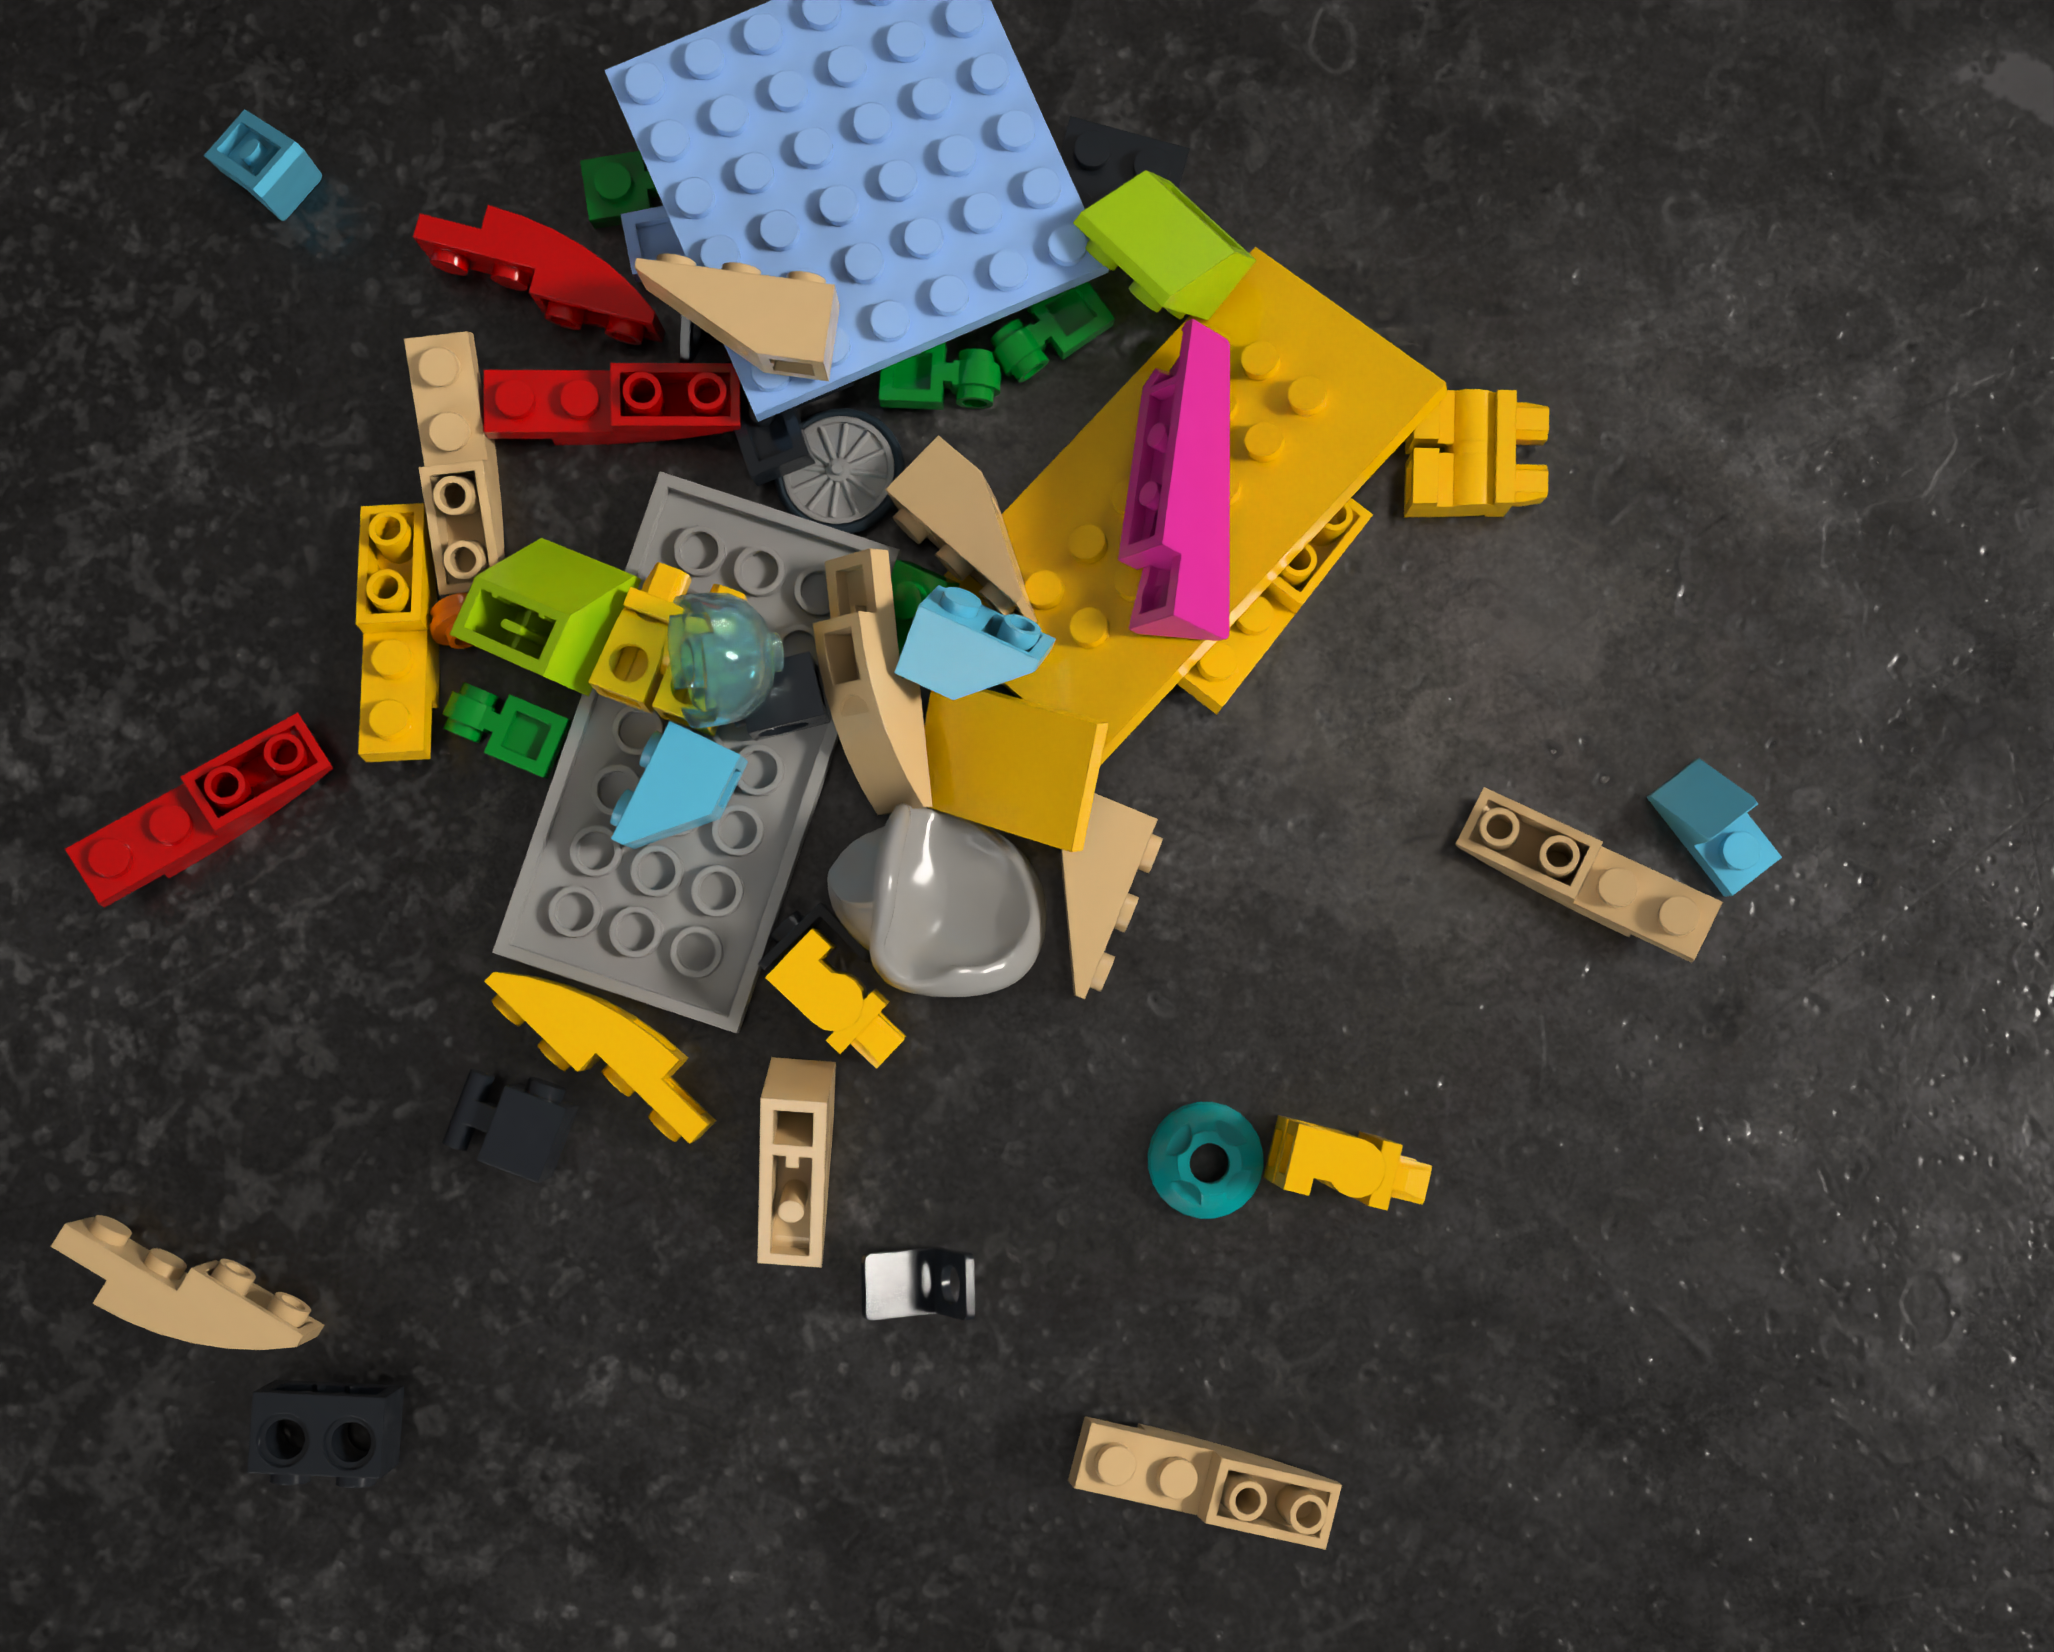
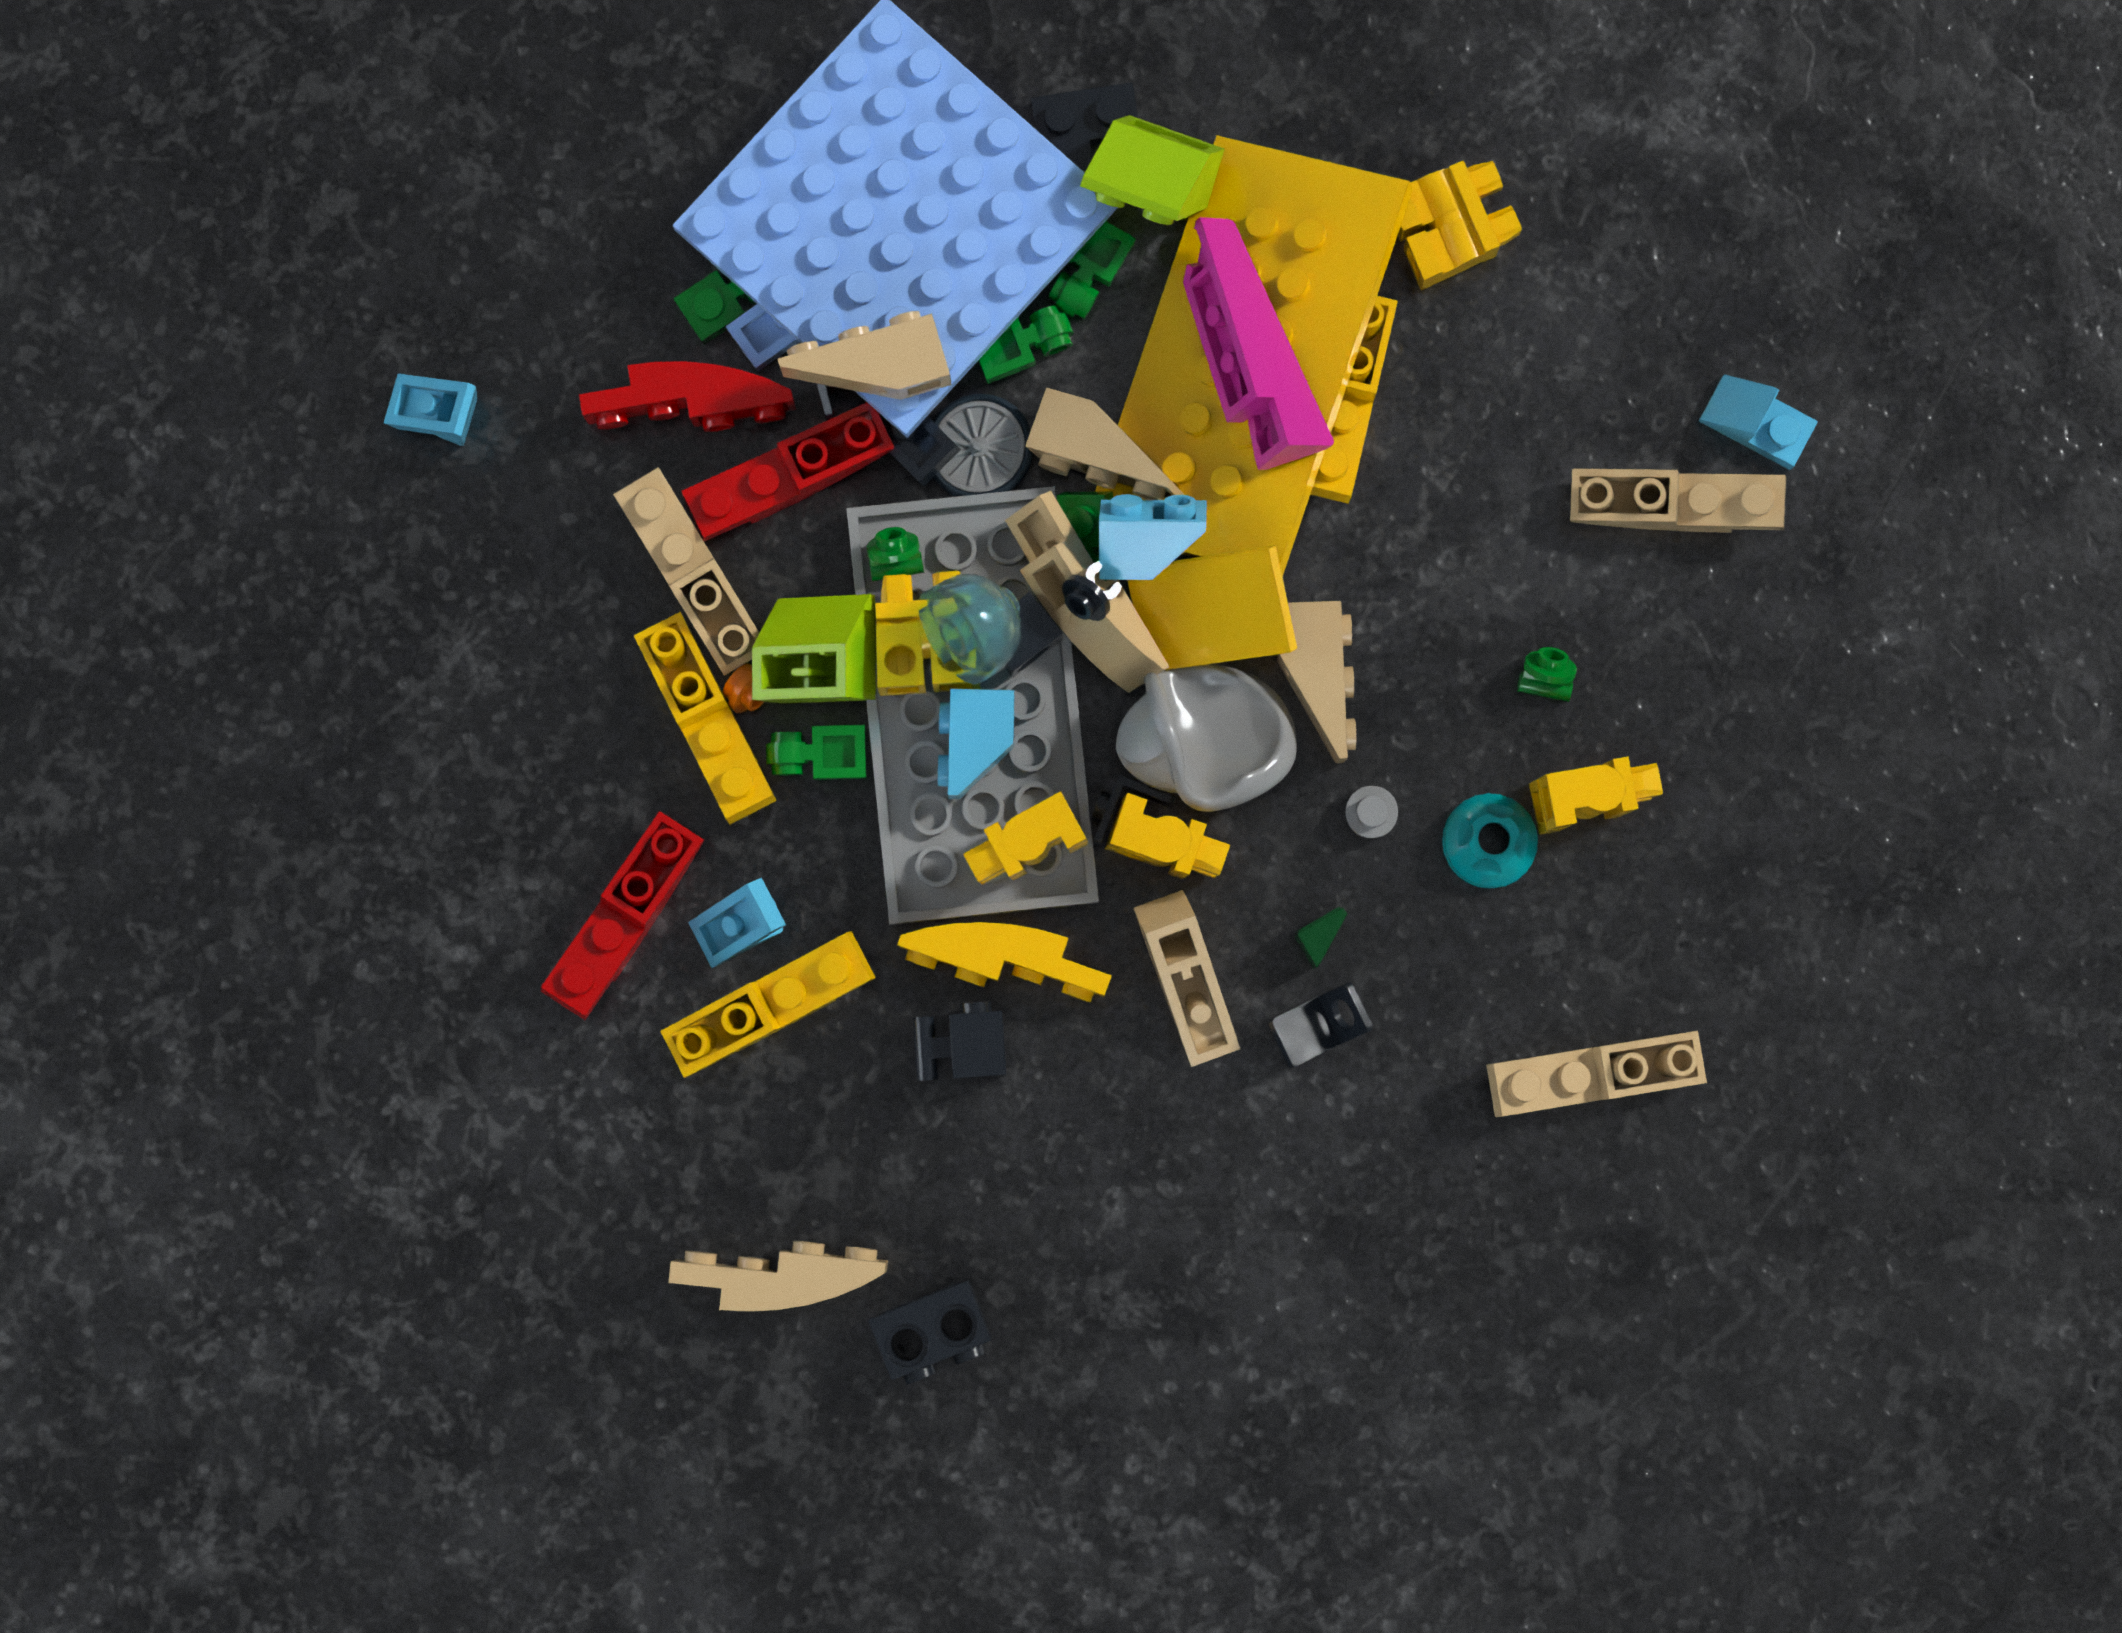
camera: 20 degrees left, 0 degrees up
(315, 981) = (768, 1004): none -> yellow slope
(330, 875) = (737, 923): none -> medium azure slope
(676, 928) = (1026, 840): none -> yellow hips
(685, 543) = (894, 553): none -> green plate
(865, 687) = (1085, 597): none -> black plate
(965, 1180) = (1319, 934): none -> dark green slope
(1087, 1069) = (1371, 812): none -> light grey plate
(1353, 1003) = (1548, 674): none -> green plate

